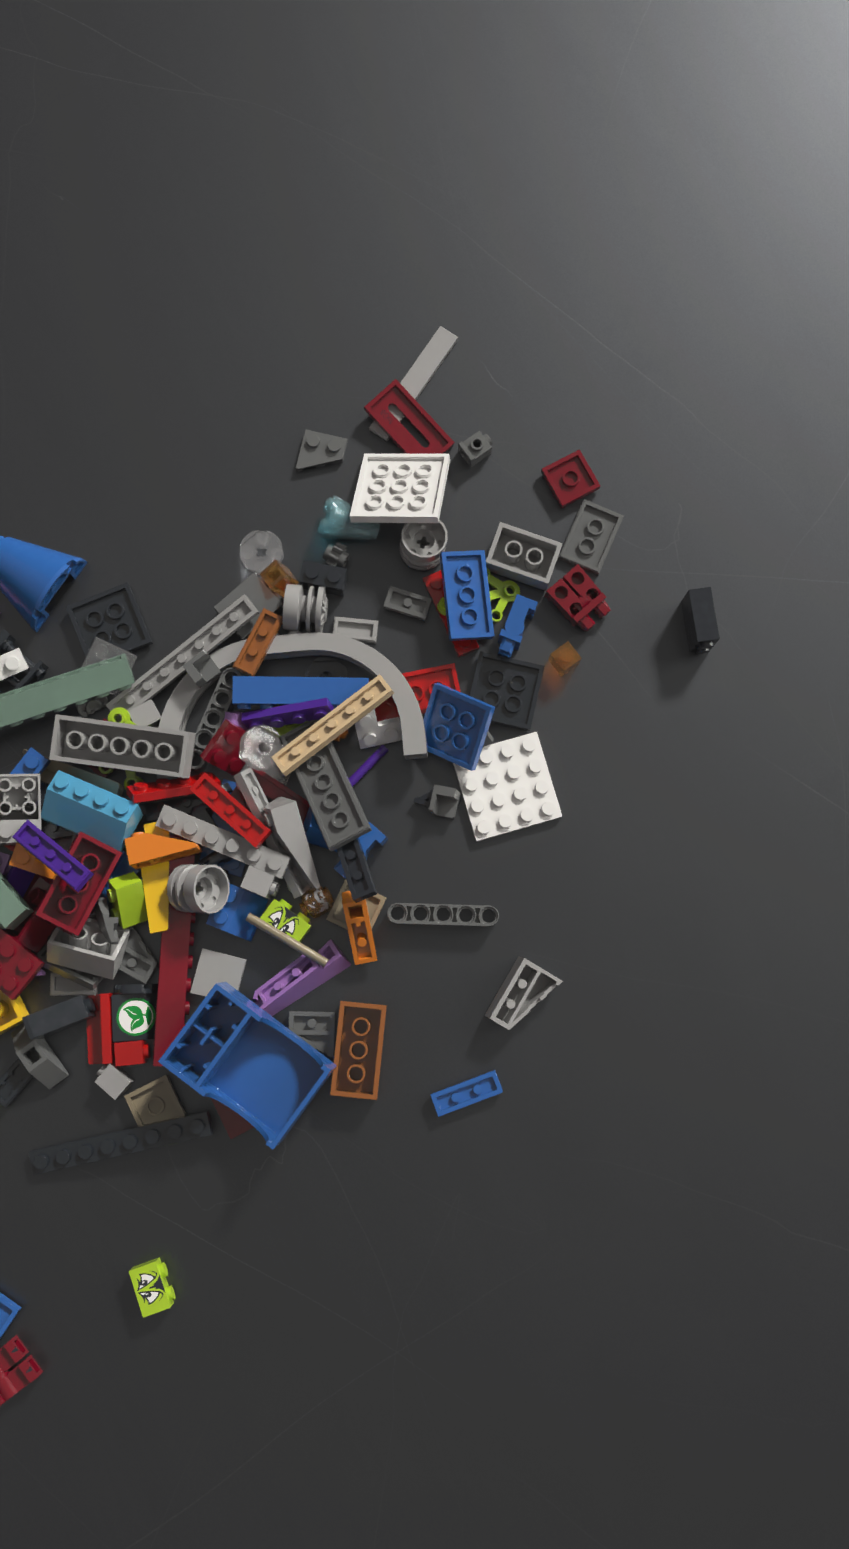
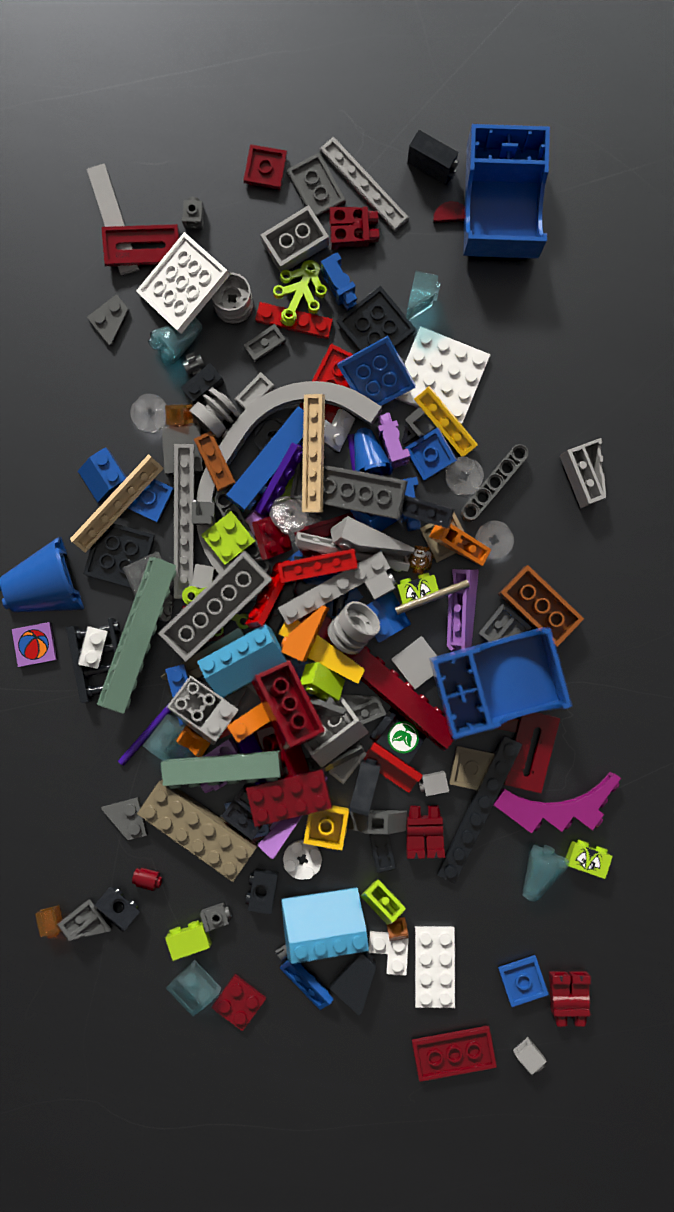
camera: 45 degrees left, 5 degrees up
(53, 855) = (257, 706): dark purple tile -> none
(64, 1101) = (424, 826): none -> dark red hips
(107, 1250) = (542, 871): none -> clear light blue cone
(131, 1052) = (425, 758): red brick -> none
(152, 586) = (116, 503): none -> tan plate
(172, 554) = (102, 474): none -> blue slope
(182, 610) = (152, 500): none -> blue plate
(191, 1175) = (524, 732): none -> dark red piece
(196, 710) = (228, 538): none -> lime plate
(197, 1244) = (559, 814): none -> magenta arch
(376, 779) = (369, 454): none -> blue cone
(401, 962) = (503, 534): none -> clear plate
(405, 788) = (389, 434): none -> medium lavender hips
(423, 834) = (431, 454): none -> blue plate
(440, 877) = (473, 481): none -> clear plate
(464, 824) = (445, 421): none -> yellow plate
(466, 595) = (293, 296): blue plate -> none
(466, 1093) = (622, 559): blue plate -> none
(564, 658) = (386, 268): clear orange brick -> none
(564, 709) = (423, 292): none -> clear light blue slope
(628, 578) = (364, 184): none -> light grey tile
(666, 676) = (449, 212): none -> dark red tile
(720, 710) = (505, 190): none -> blue piece

